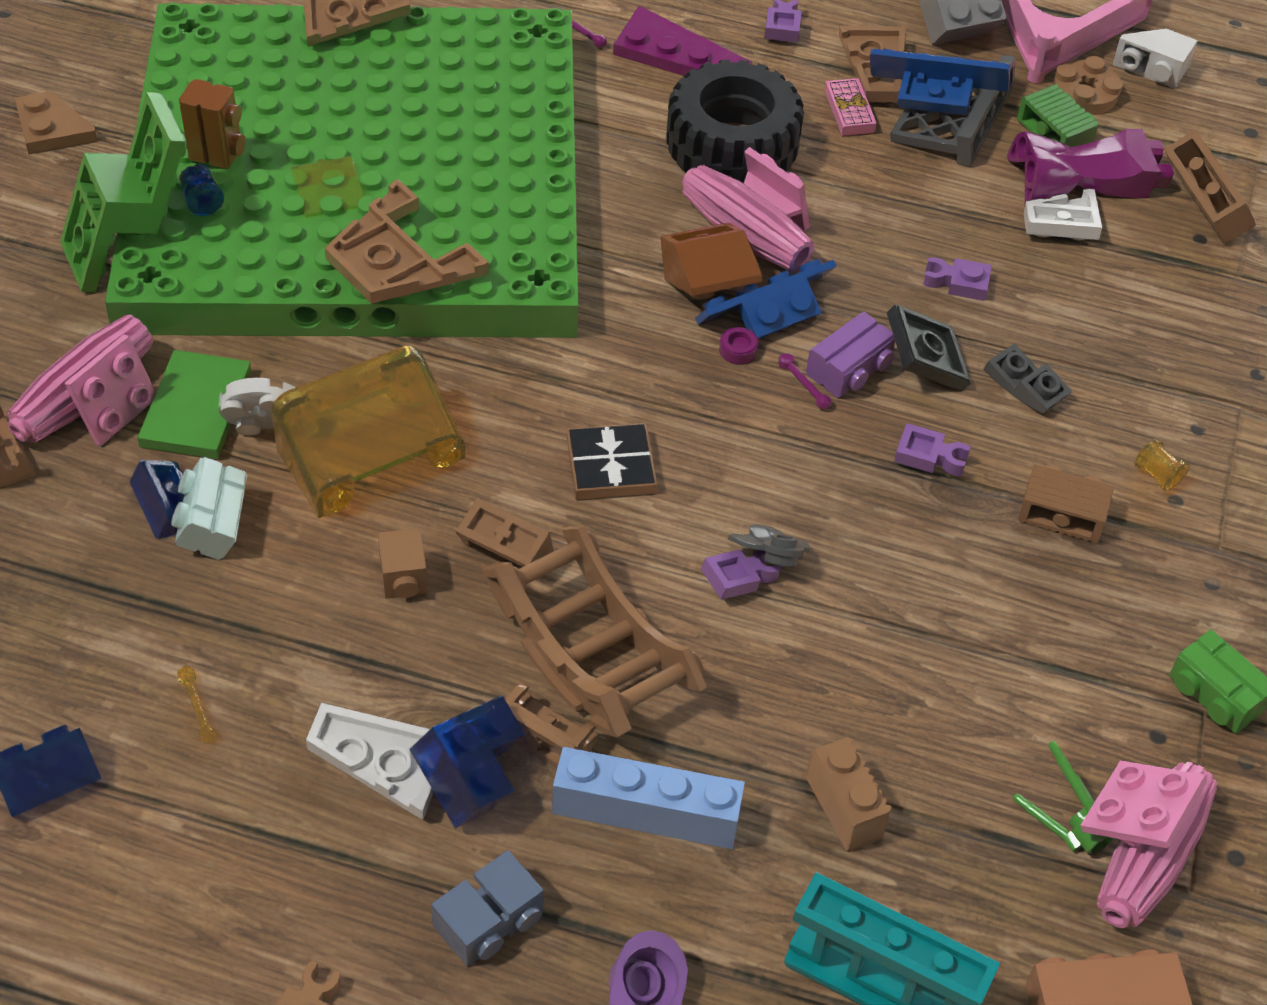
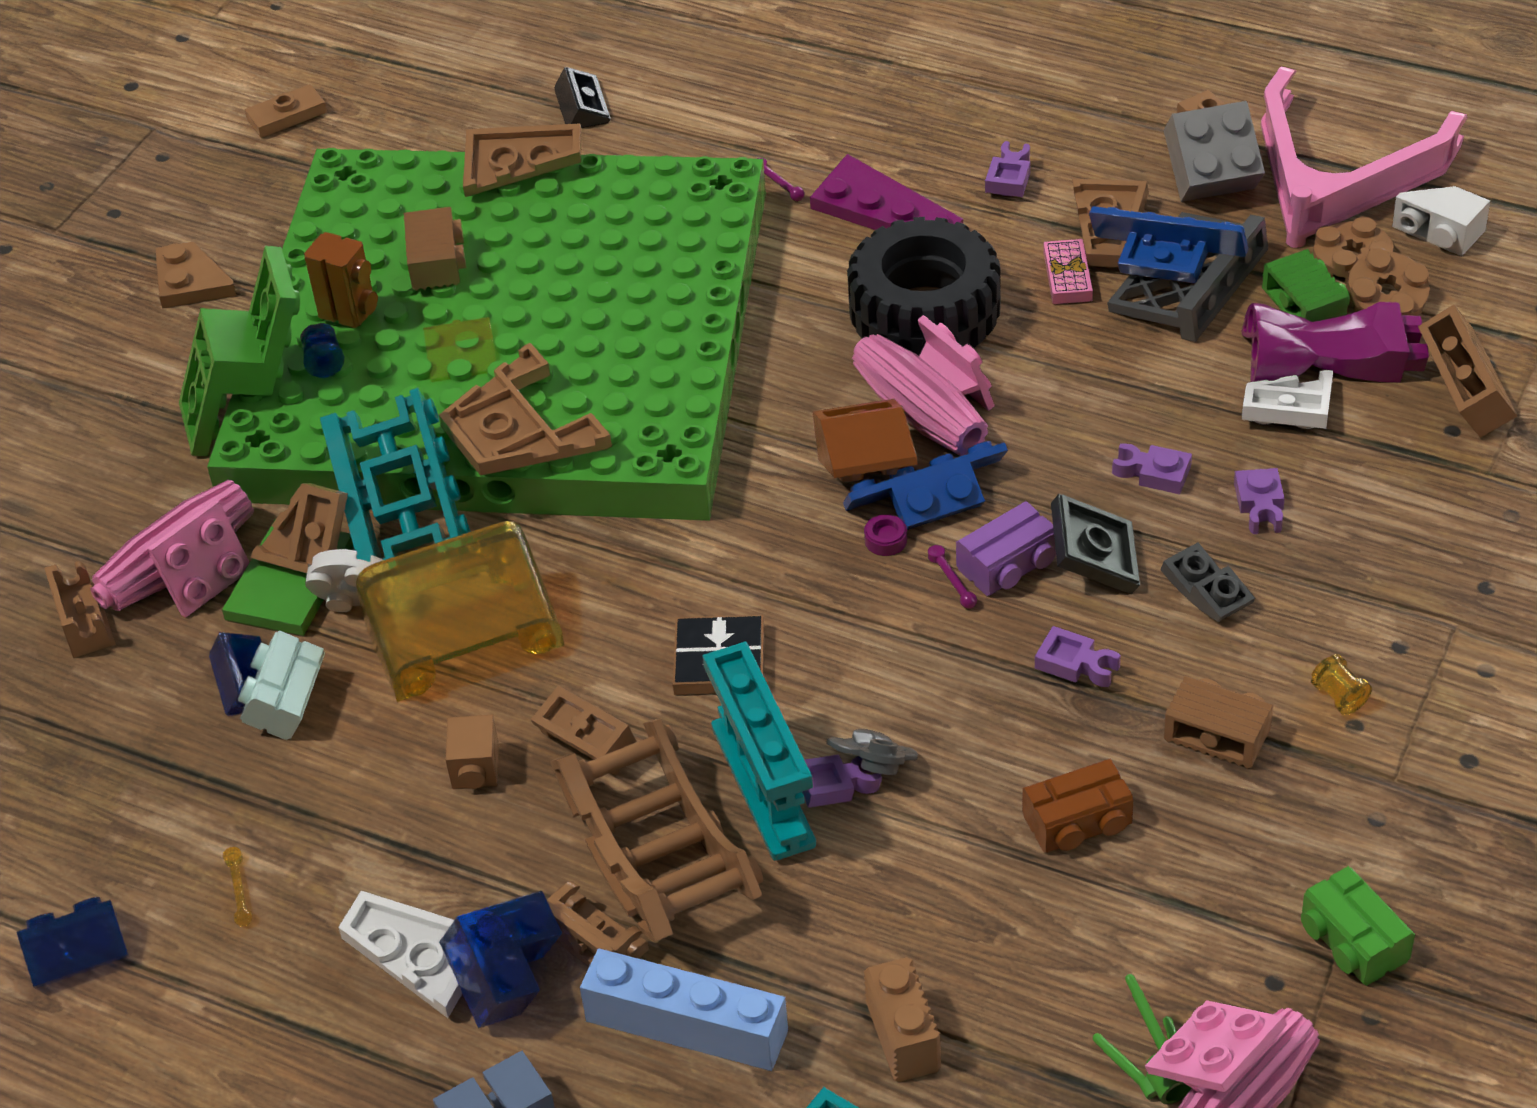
camera: 15 degrees right, 5 degrees down
(211, 359) = (305, 528): none -> medium nougat wing
(263, 325) = (365, 493): none -> teal fence
(290, 93) = (433, 248): none -> medium nougat brick
(679, 550) = (760, 751): none -> teal fence
(961, 586) = (1078, 806): none -> dark orange brick
(1055, 298) = (1261, 496): none -> medium lavender plate
(1127, 100) = (1391, 269): none -> medium nougat plate

